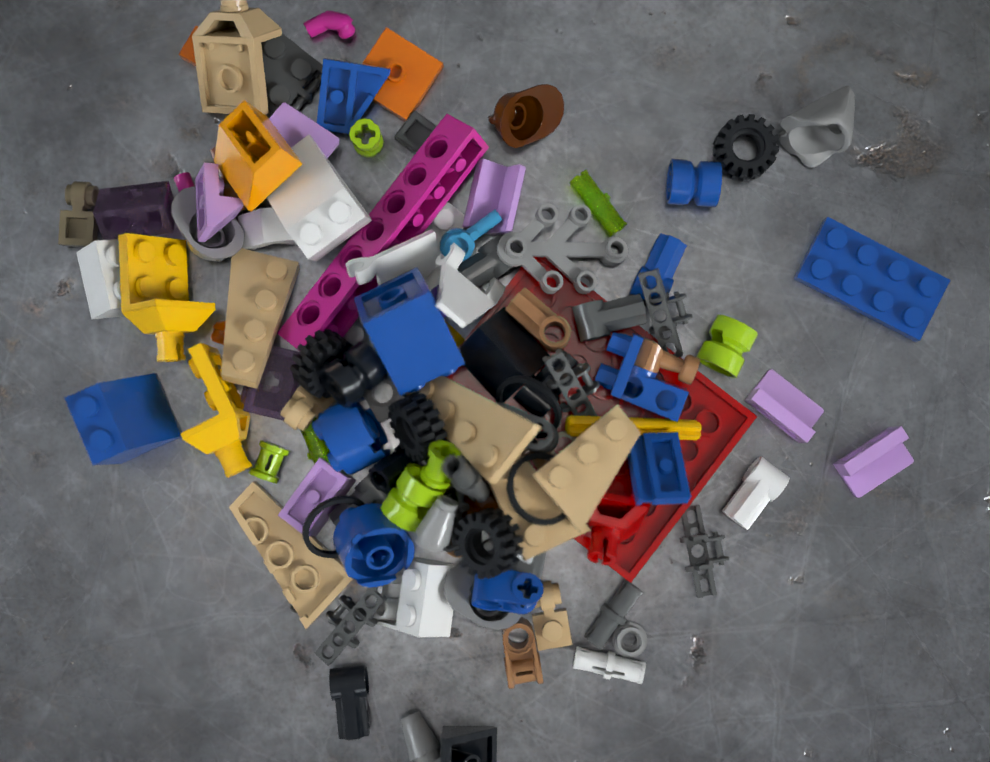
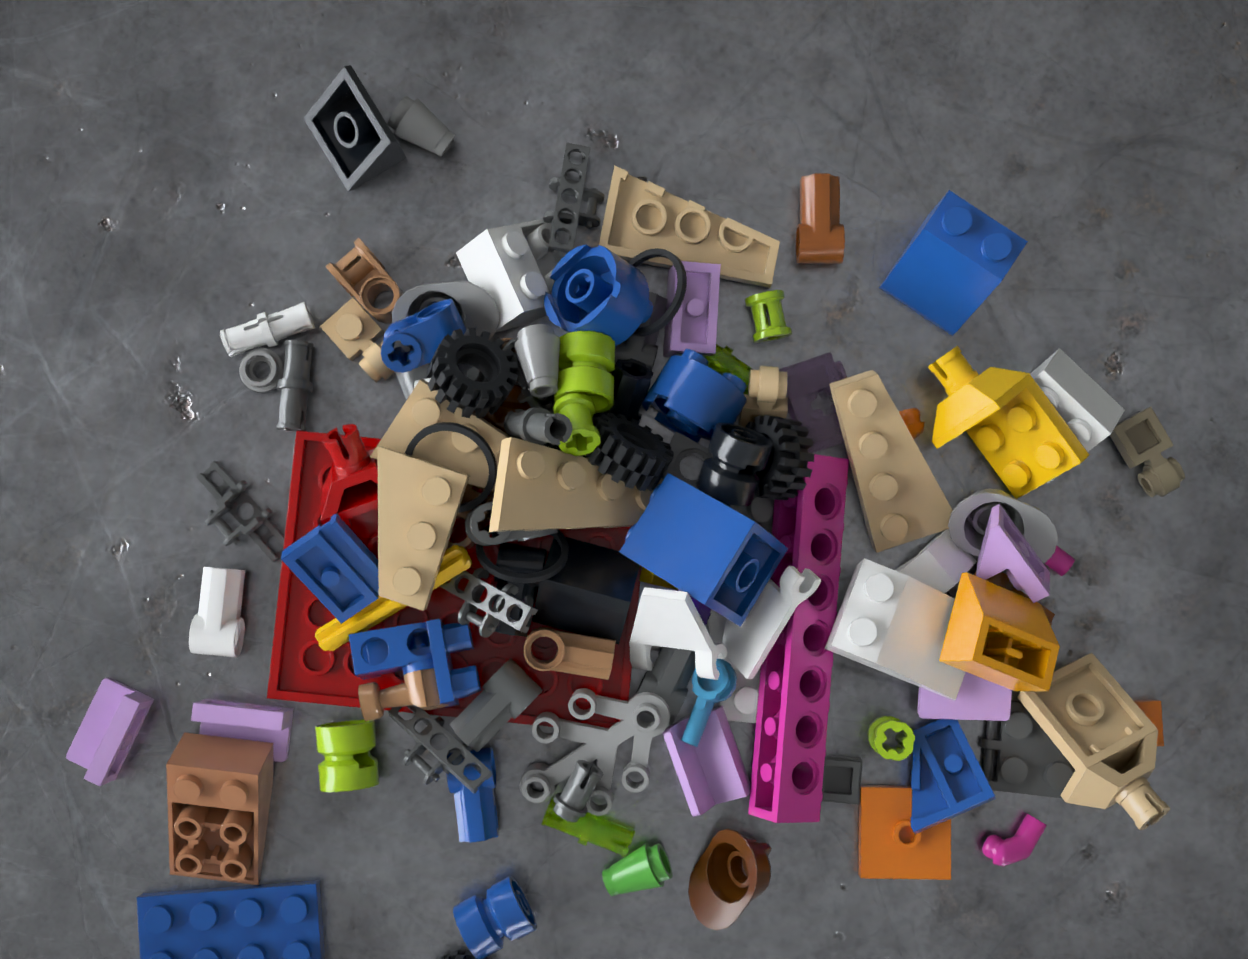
camera: 155 degrees right, 0 degrees up
(135, 210) = (1091, 495): clear purple brick -> none
(198, 496) = (820, 234): none -> dark orange piece
(225, 431) = (834, 315): yellow plate -> none
(350, 691) = (525, 130): black piece -> none
(582, 155) = (638, 871): none -> bright green cone
(594, 226) = (575, 795): none -> dark grey pin
(831, 365) = (218, 807): none -> nougat slope

